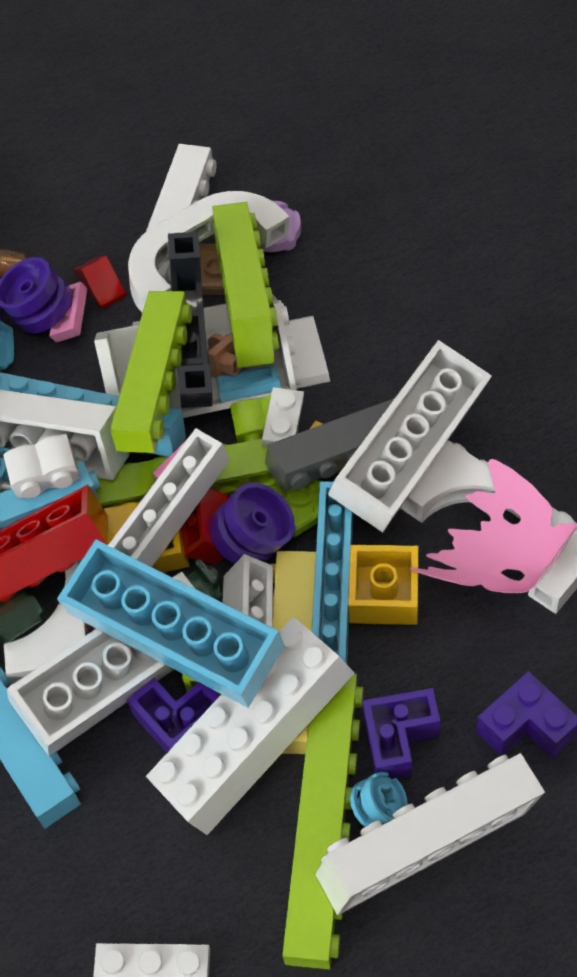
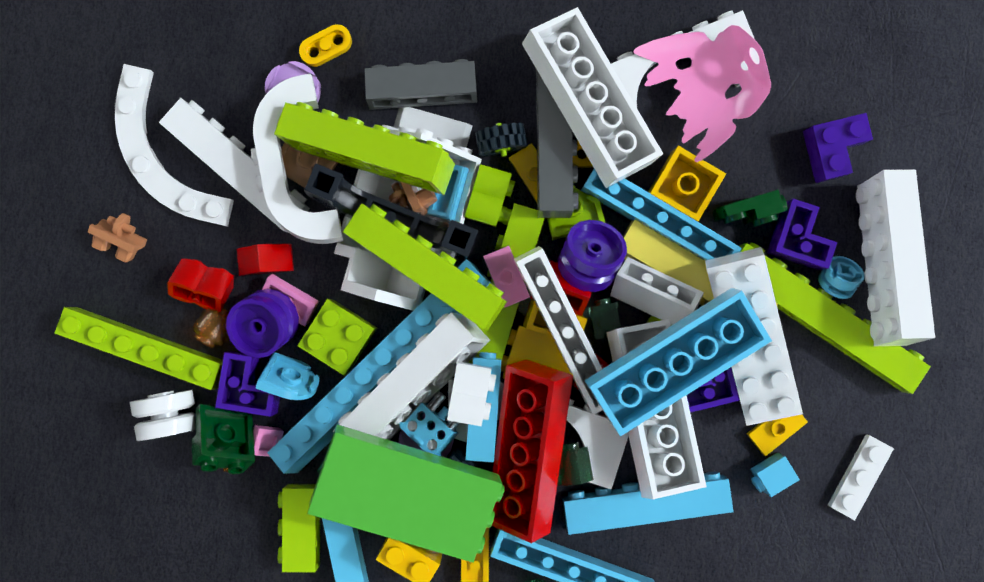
camera: 70 degrees left, 30 degrees up
(48, 238) = (200, 284): none -> red brick
(53, 356) = (337, 336): none -> lime brick
(60, 168) = (119, 233): none -> nougat hips
(105, 851) = (773, 475): none -> medium azure brick
(142, 156) = (142, 161): none -> white plate
(164, 832) = (773, 433): none -> yellow plate
(282, 415) = (506, 183): white plate -> none
(326, 396) = (501, 139): none -> black wheel
(332, 232) = (325, 44): none -> yellow plate
(340, 315) = (420, 84): none -> dark grey brick
(402, 660) = (756, 209): none -> dark green plate

